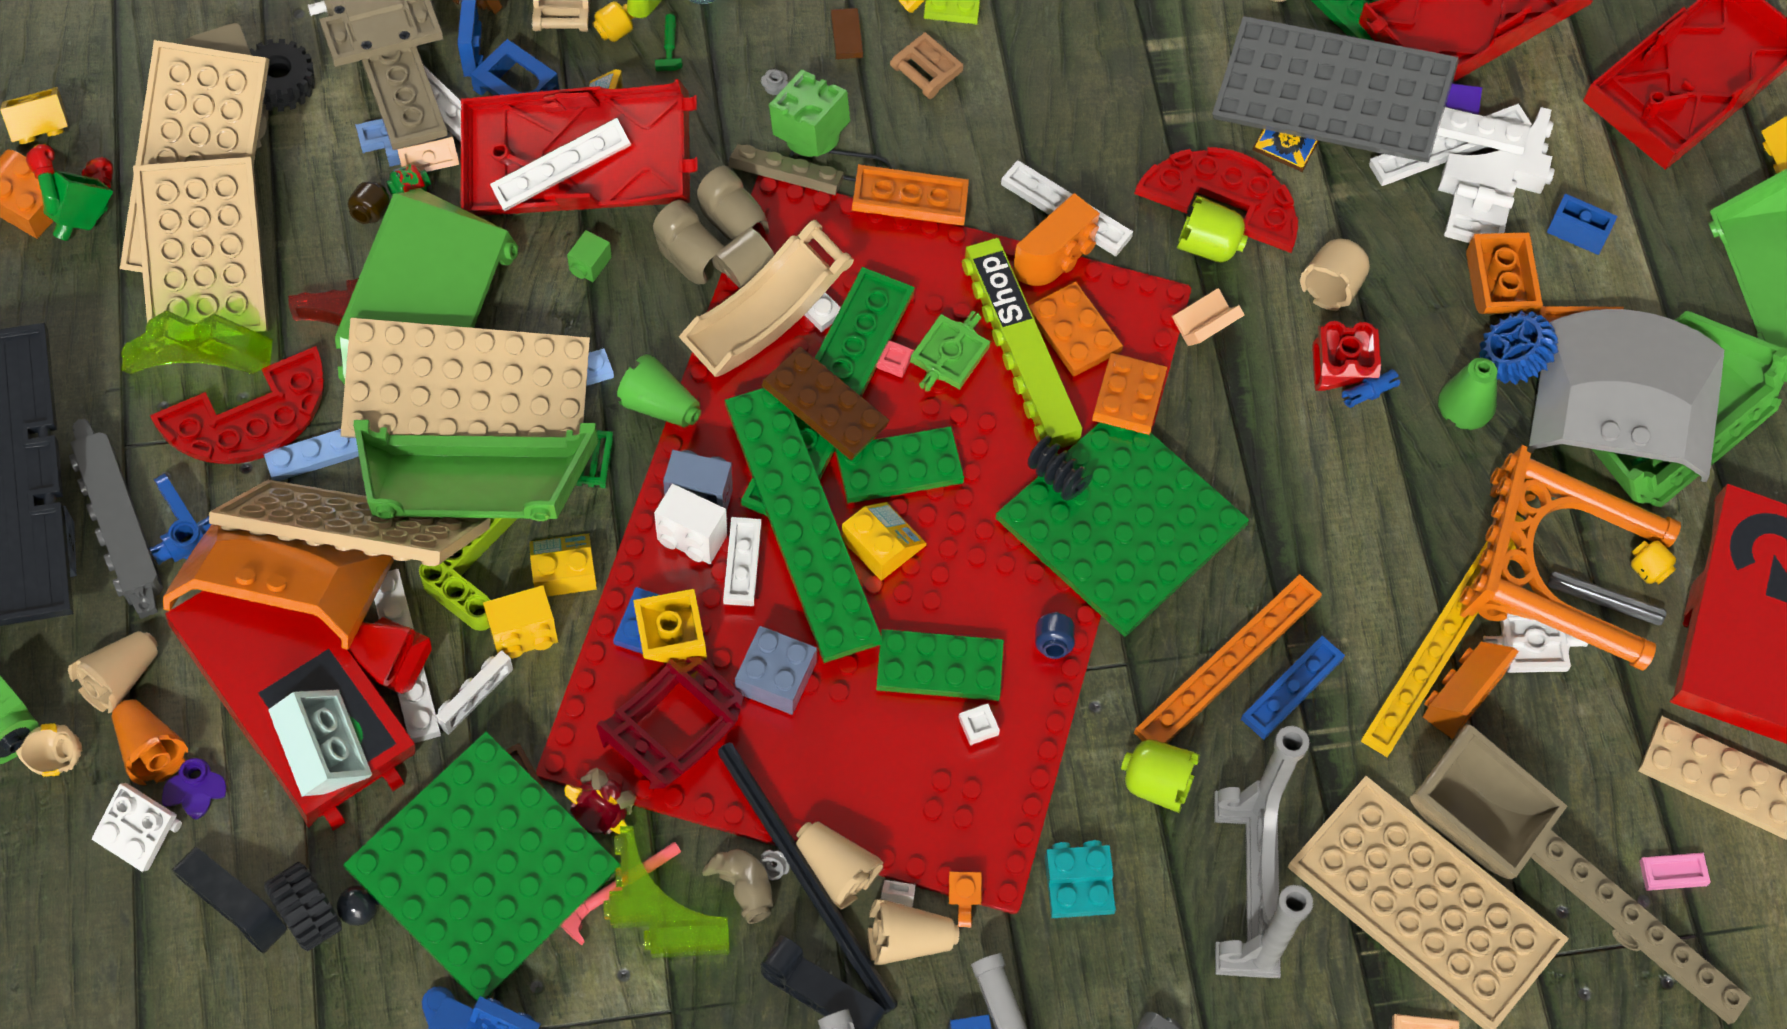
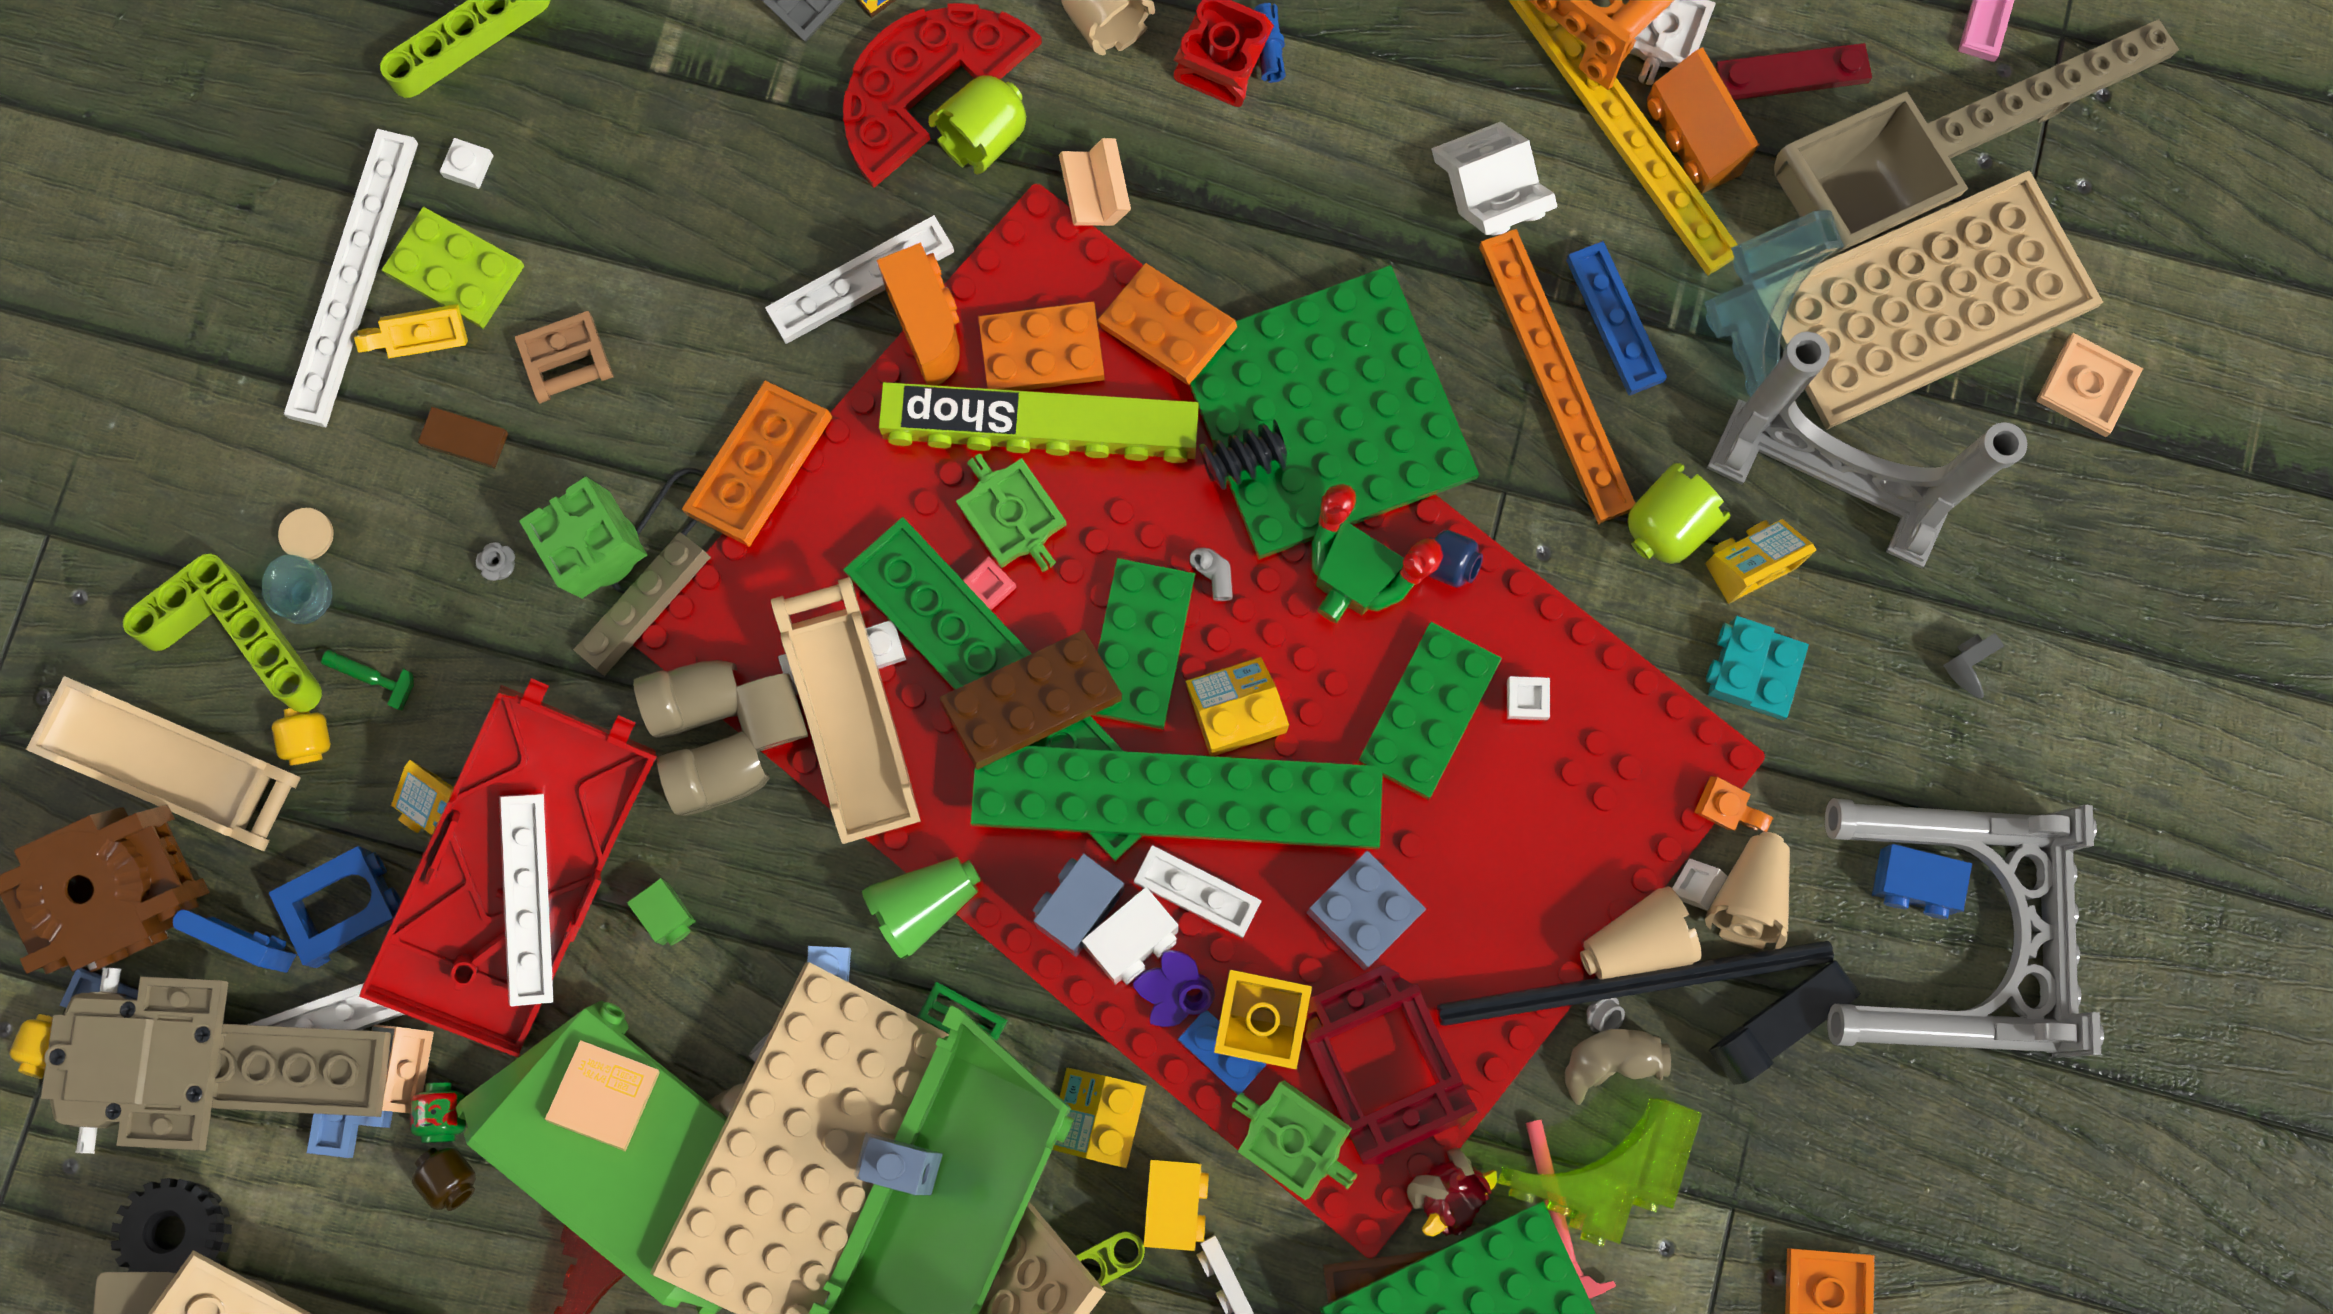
camera: 65 degrees left, 15 degrees up
(454, 256) = (602, 1095): none -> light nougat tile
(477, 428) = (897, 1165): none -> sand blue torso
(596, 681) = (1294, 1140): none -> bright green plate
(668, 567) = (1168, 989): none -> dark purple plate
(974, 490) = (1216, 569): none -> light grey arm
(1018, 573) = (1359, 569): none -> green torso
(1158, 846) = (1757, 559): none -> yellow slope
(1344, 771) = (1771, 275): none -> clear light blue arch
(1348, 562) = (1494, 178): none -> white bracket
(1551, 745) = (1795, 71): none -> dark red plate

